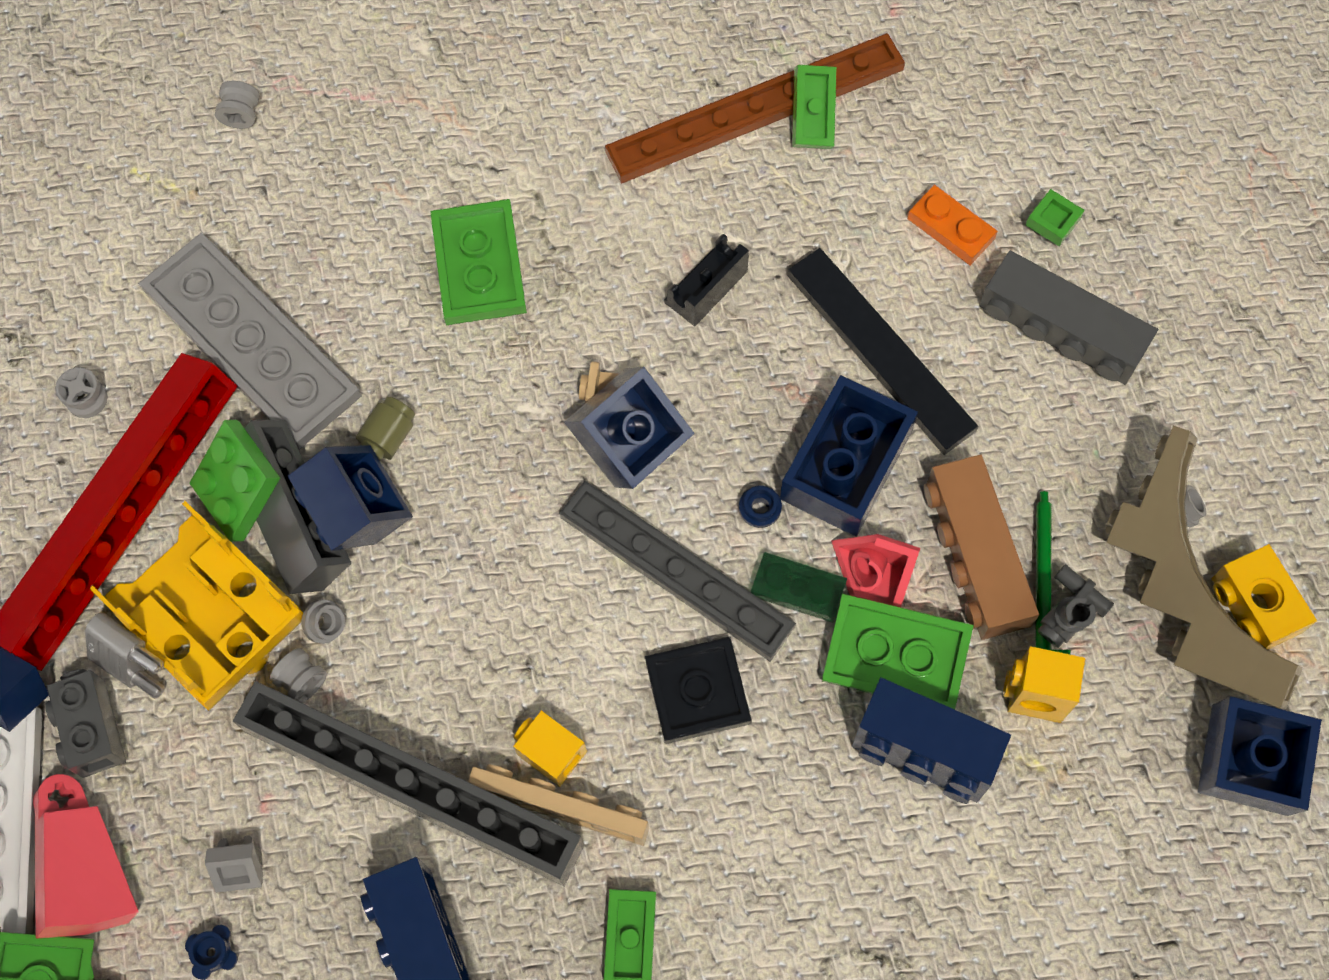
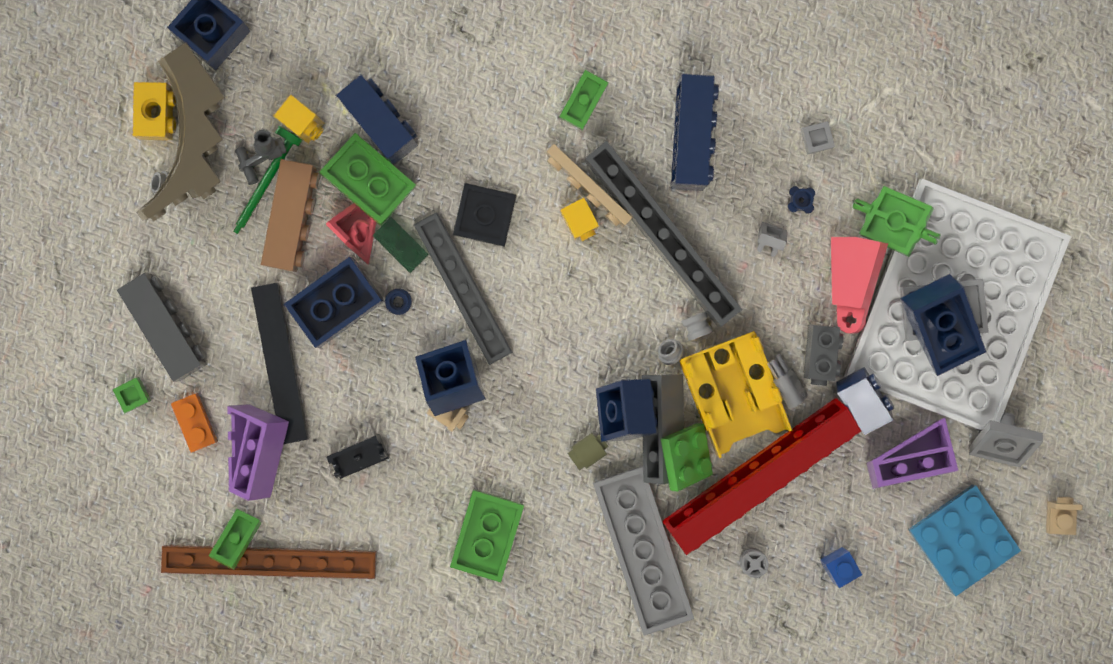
camera: 155 degrees left, 20 degrees up
(849, 222) = (255, 451): none -> medium lavender wedge

